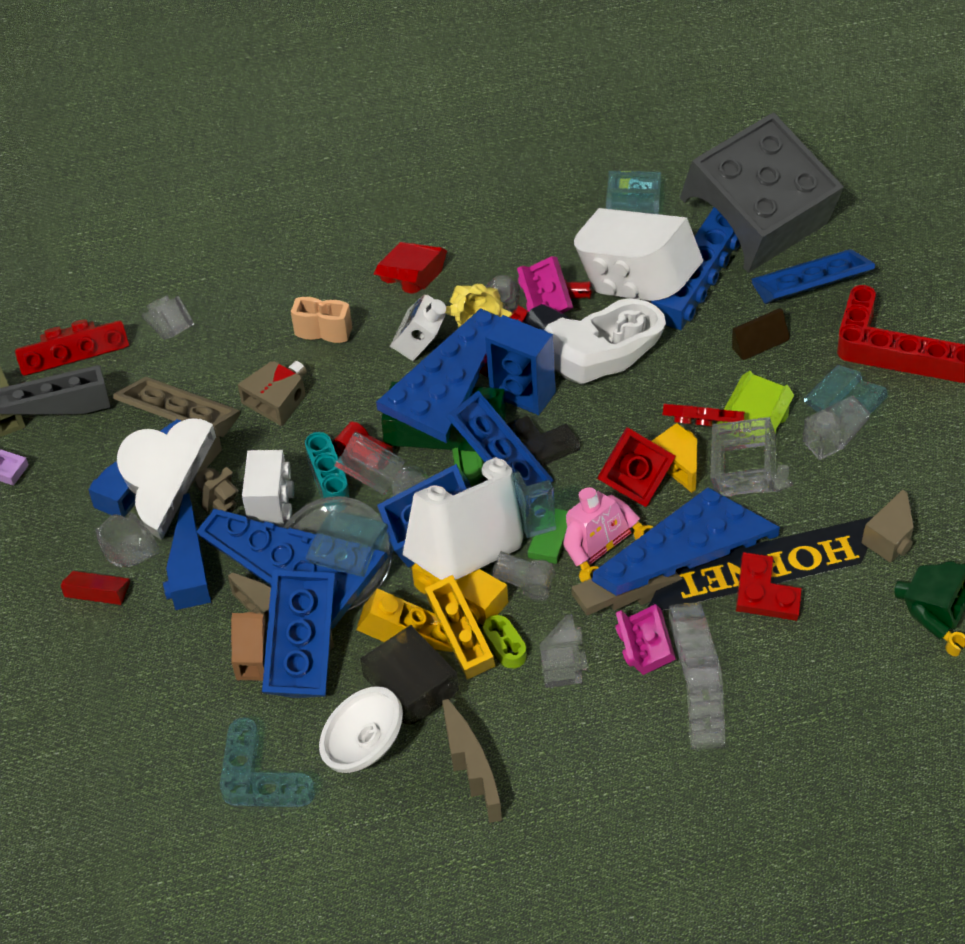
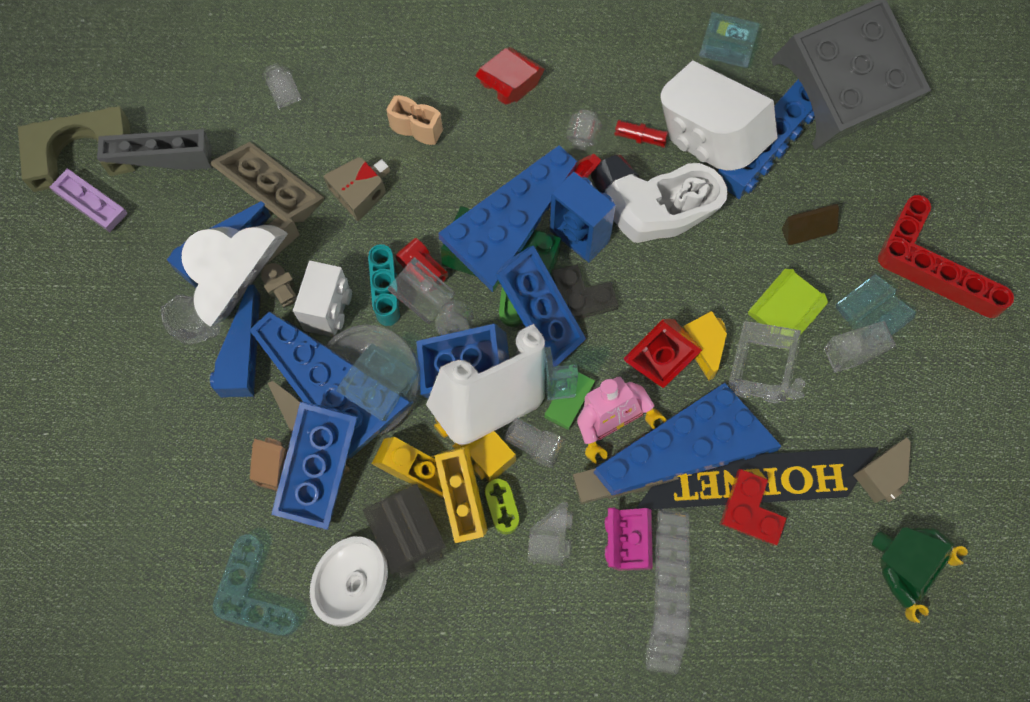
camera: 10 degrees right, 20 degrees up
(71, 345) = (190, 93): red bracket -> none
(95, 587) = (155, 357): red slope -> none
(424, 316) = (503, 143): white torso -> none
(469, 755) = (438, 621): dark tan slope -> none
(470, 299) = (554, 133): light yellow hair -> none
(545, 285) = (623, 132): dark pink bracket -> none
(702, 415) = (738, 306): red wing -> none
(811, 275) = (874, 168): blue slope -> none

